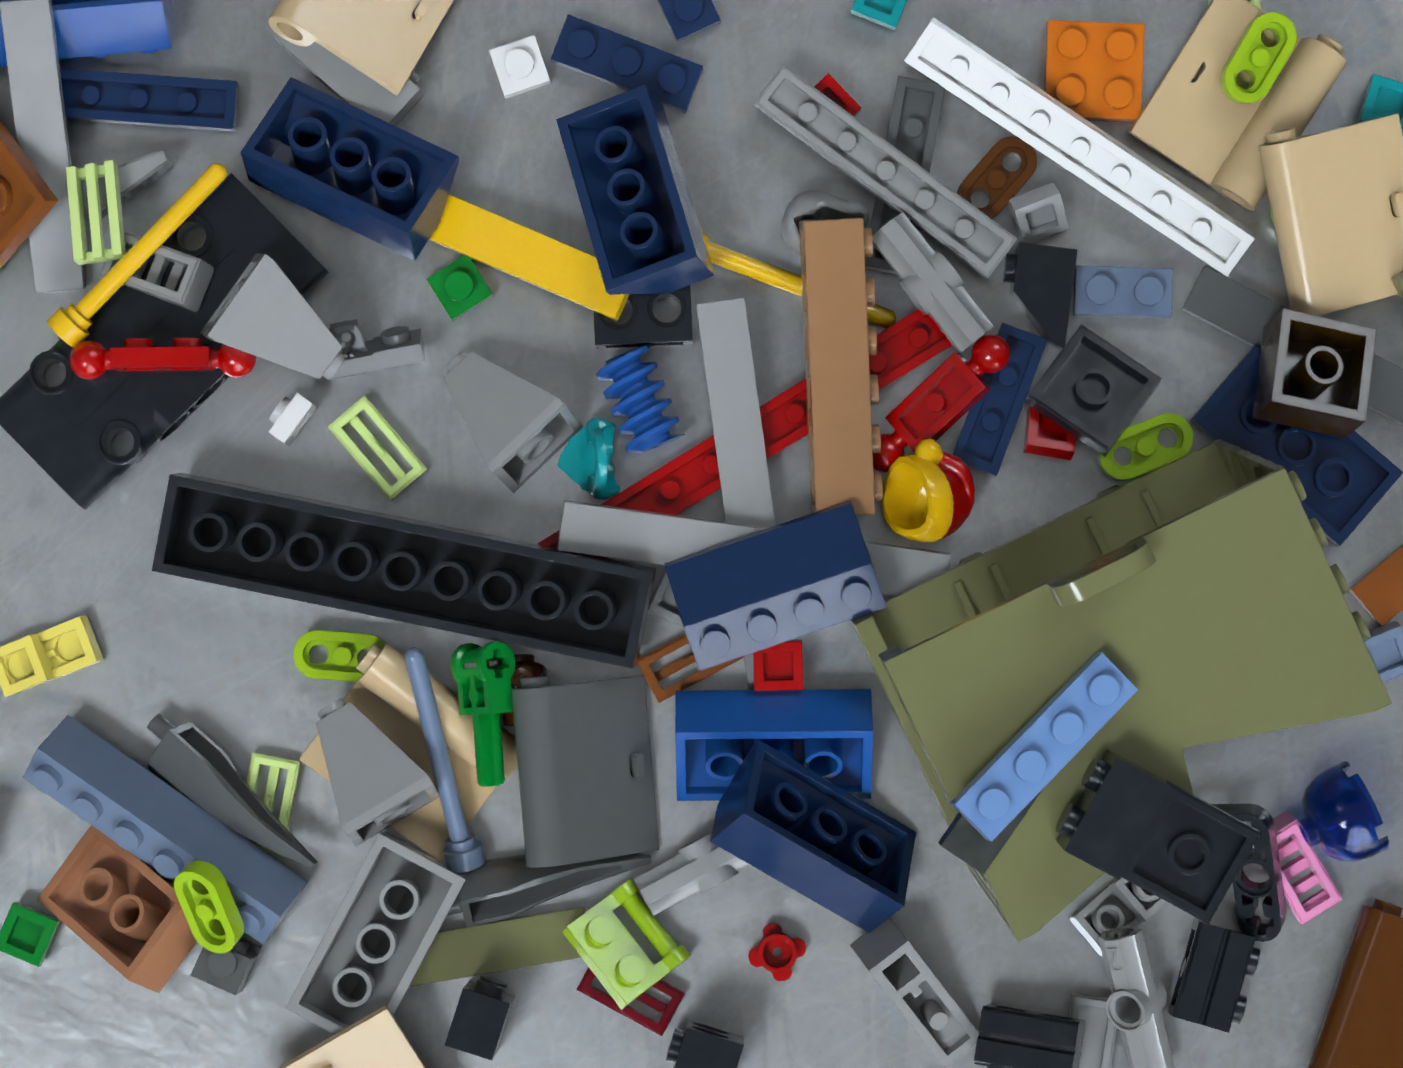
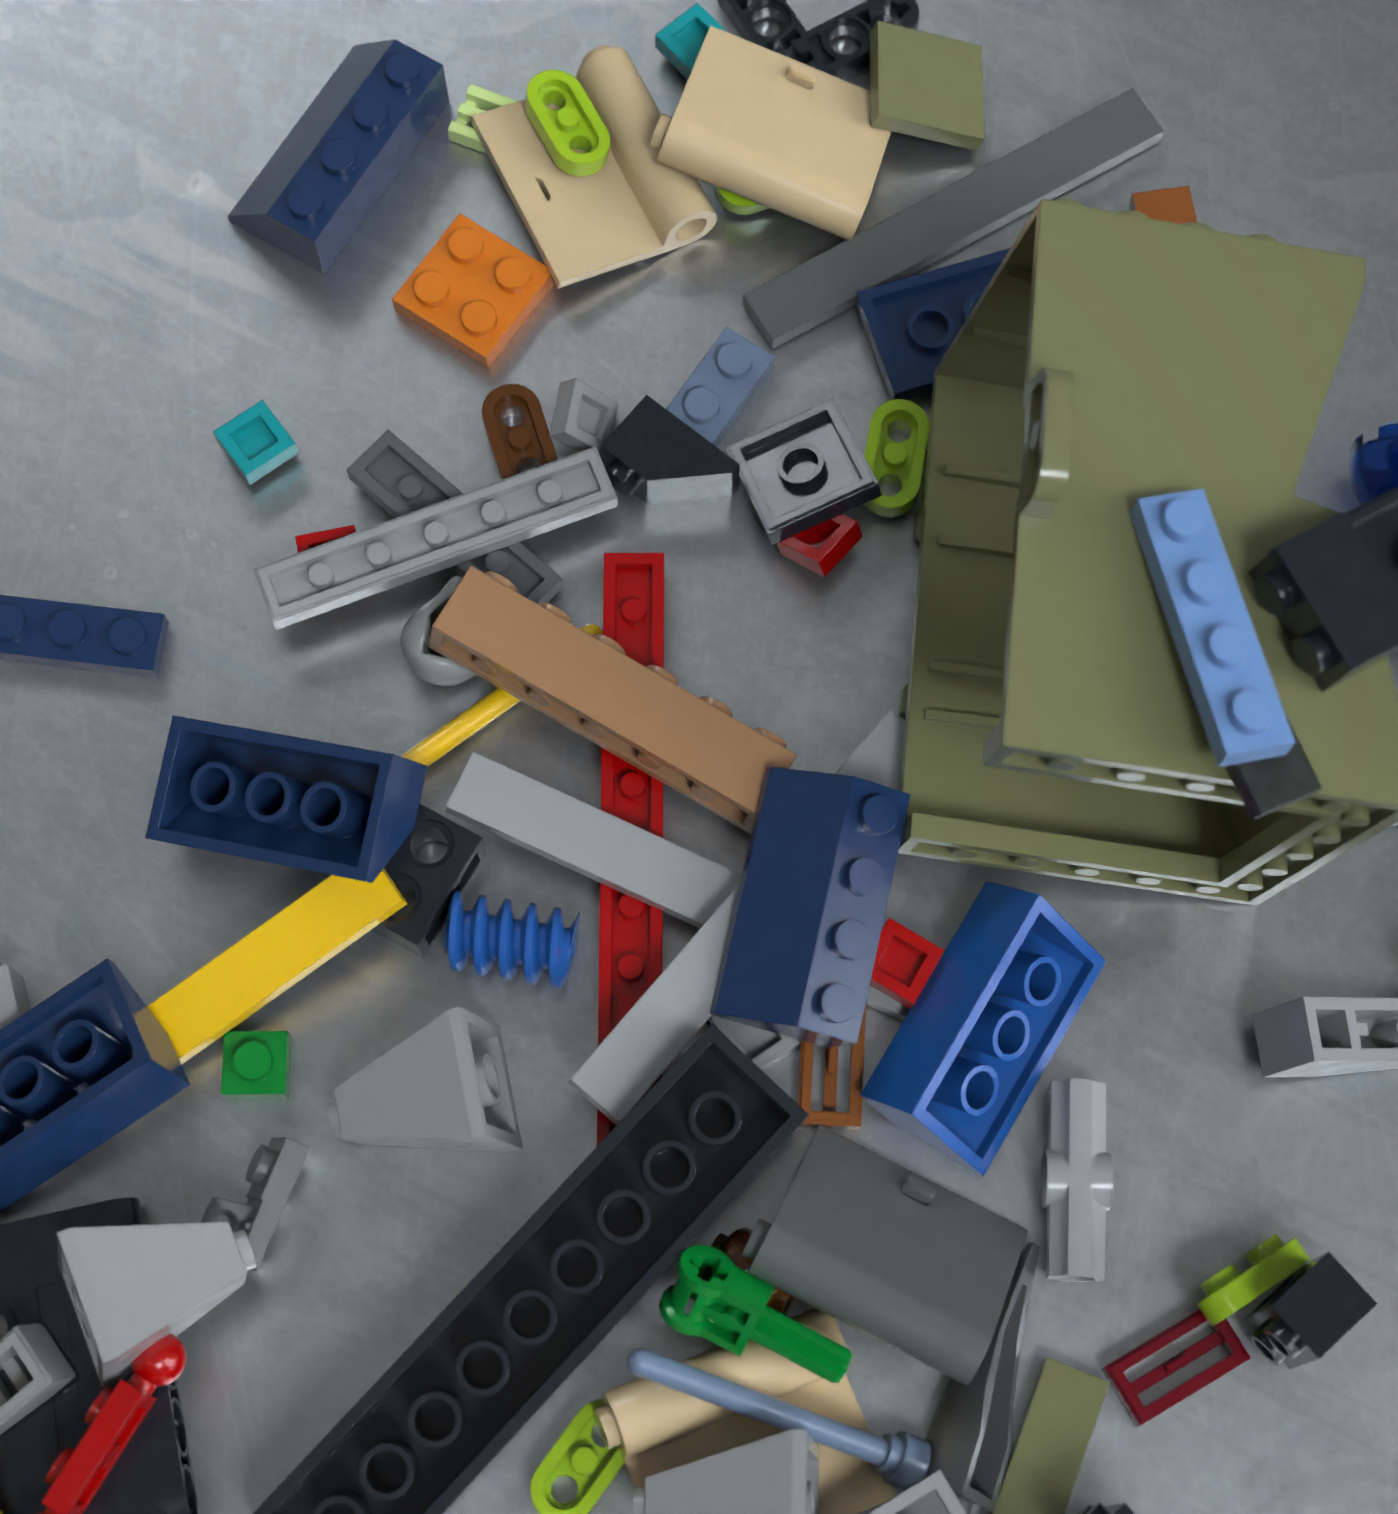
camera: 65 degrees left, 15 degrees down
(290, 418) = (272, 1347): white plate -> none
(404, 479) = (428, 1262): yellowish green tile -> none
(519, 66) = (64, 852): white plate -> none
(589, 459) = (539, 1032): teal piece -> none
(615, 954) = (1123, 1350): lime plate -> none
(626, 62) = (136, 740): dark blue plate -> none
(693, 1000) = (1233, 1290): none -> lime plate
(775, 938) = (1227, 1148): red plate -> none
(815, 838) = (1122, 1037): dark blue slope -> none
(927, 493) = (808, 694): yellow piece -> none
(931, 282) = (587, 554): light grey piece -> none
(941, 399) = (715, 621): red plate -> none
(994, 416) = (752, 571): dark blue plate -> none
(1080, 147) = (538, 338): white plate -> none
(1314, 373) = (925, 238): dark brown brick -> none

